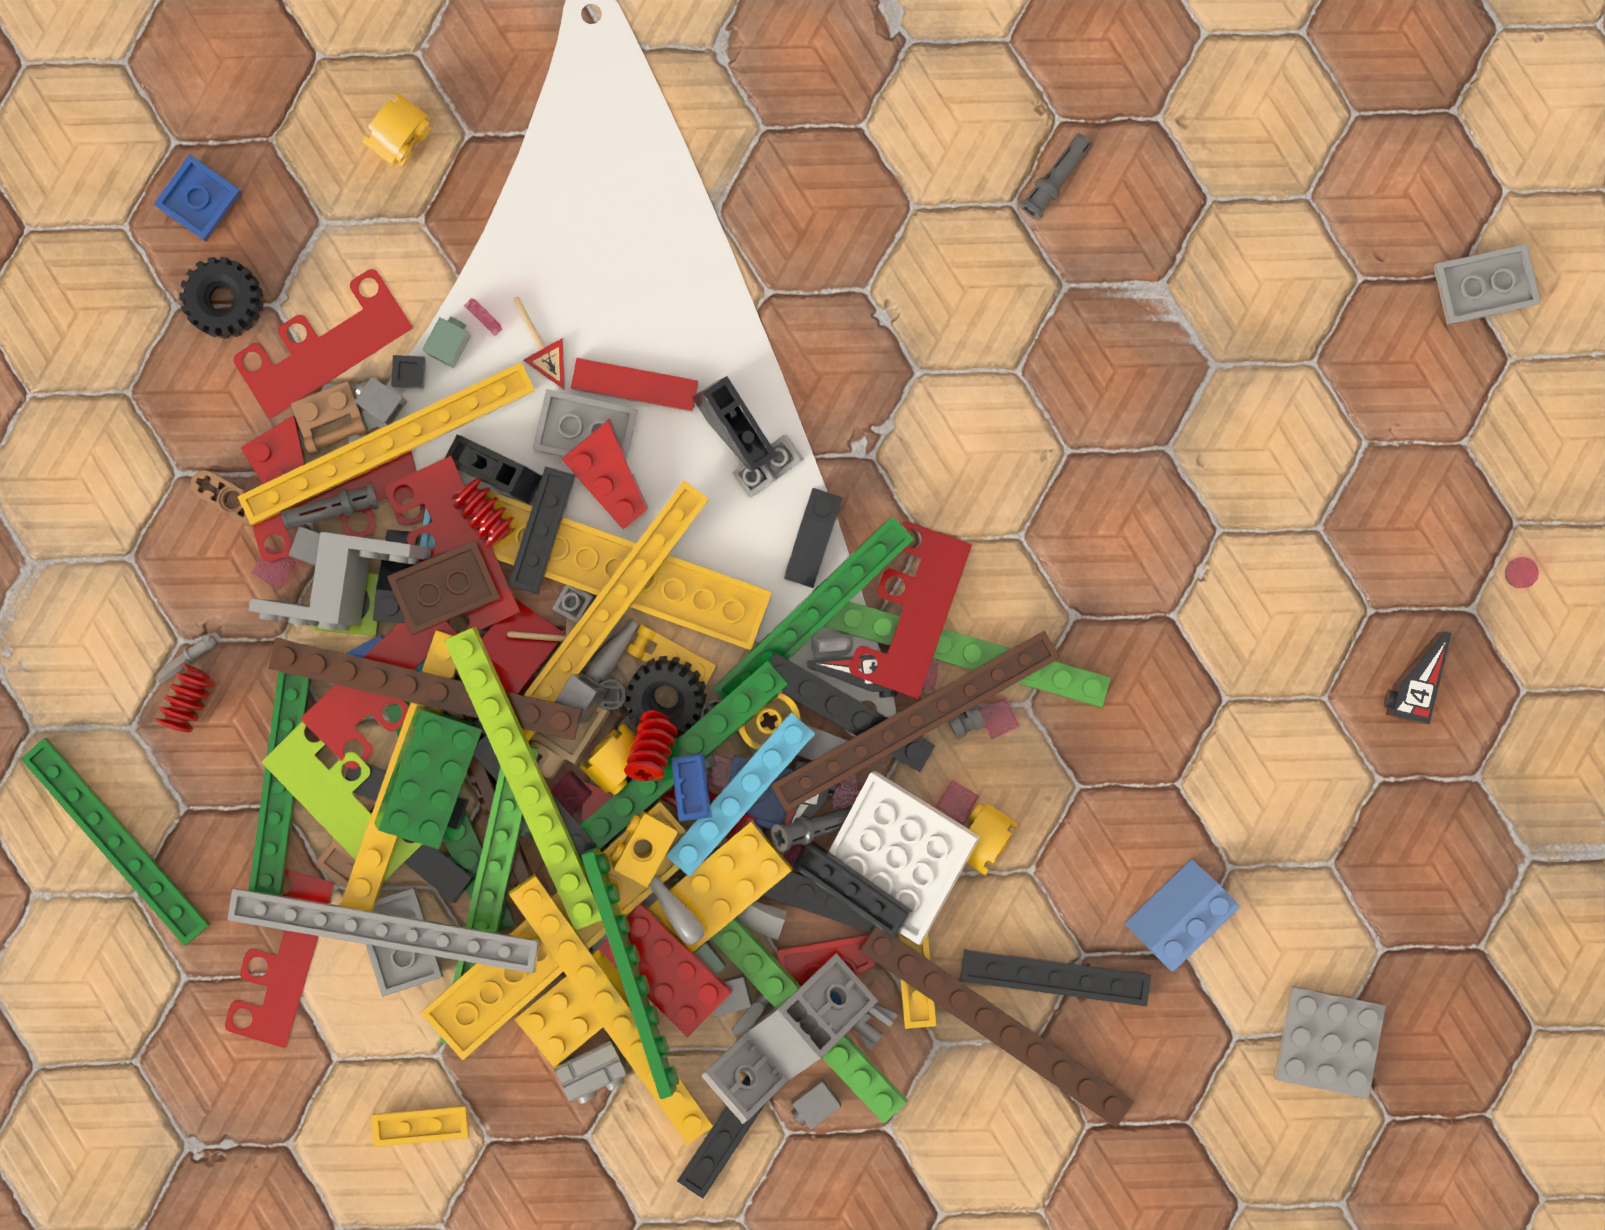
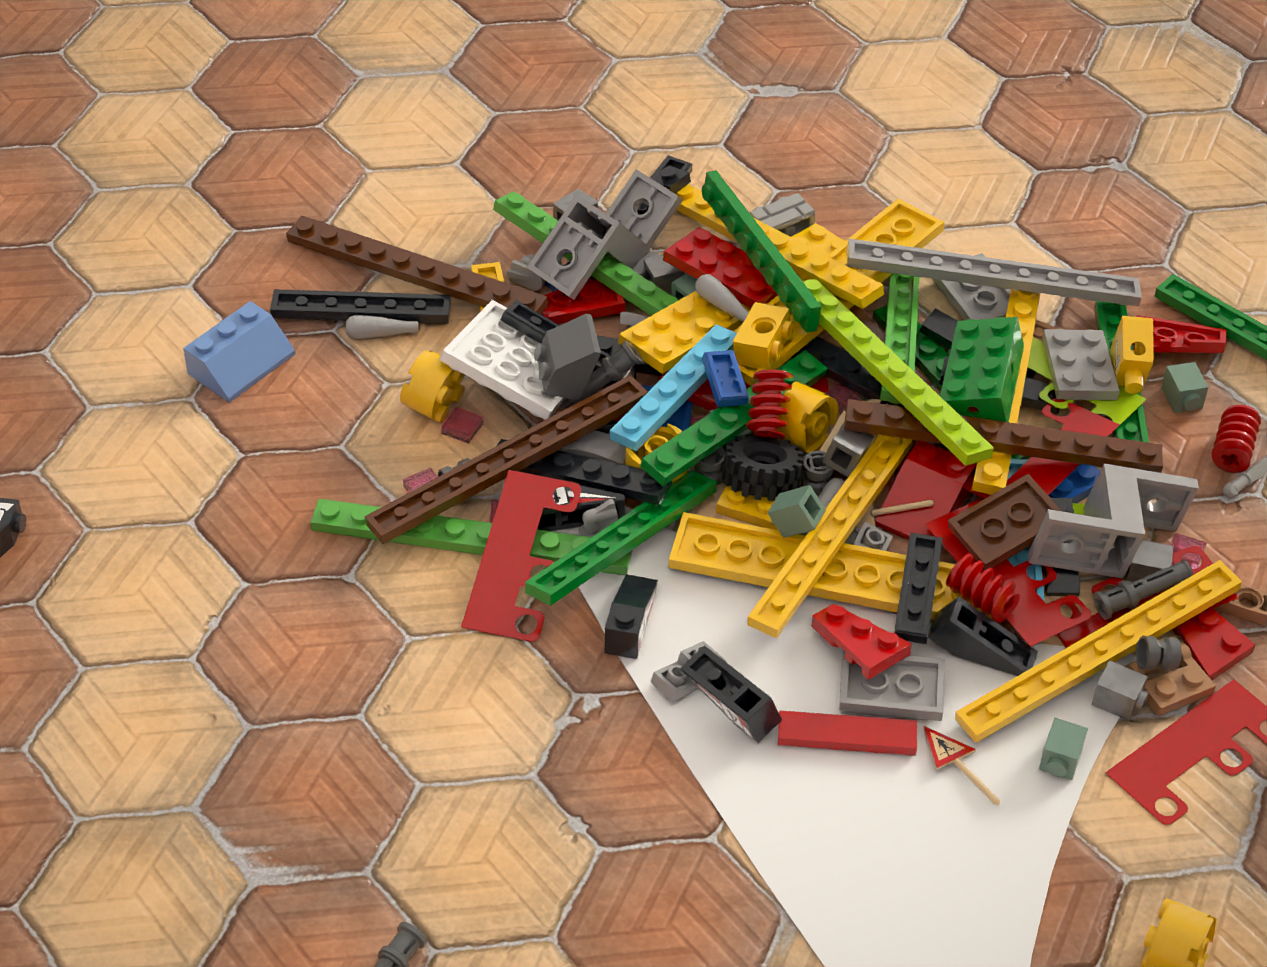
camera: 170 degrees right, 40 degrees down
(207, 852) = (1186, 337): none -> red wing
(216, 777) = (1184, 387): none -> sand green brick
(262, 810) = (1129, 365): none -> yellow torso
(284, 974) = (1074, 254): red piece -> none
(318, 809) = (1080, 364): none -> light grey plate
(334, 425) = (1158, 653): none -> dark grey wheel
(408, 372) = (1099, 720): black plate -> none
(420, 1125) = (925, 182): yellow plate -> none
(483, 316) = (1032, 777): clear pink tile -> none
(644, 620) = (796, 511): none -> sand green brick
(709, 1138) = (673, 178): none -> black plate
(848, 835) = (568, 357): none -> dark grey slope
(1042, 947) = (374, 327): none -> light grey piece
(1329, 1042) = (100, 285): light grey plate -> none

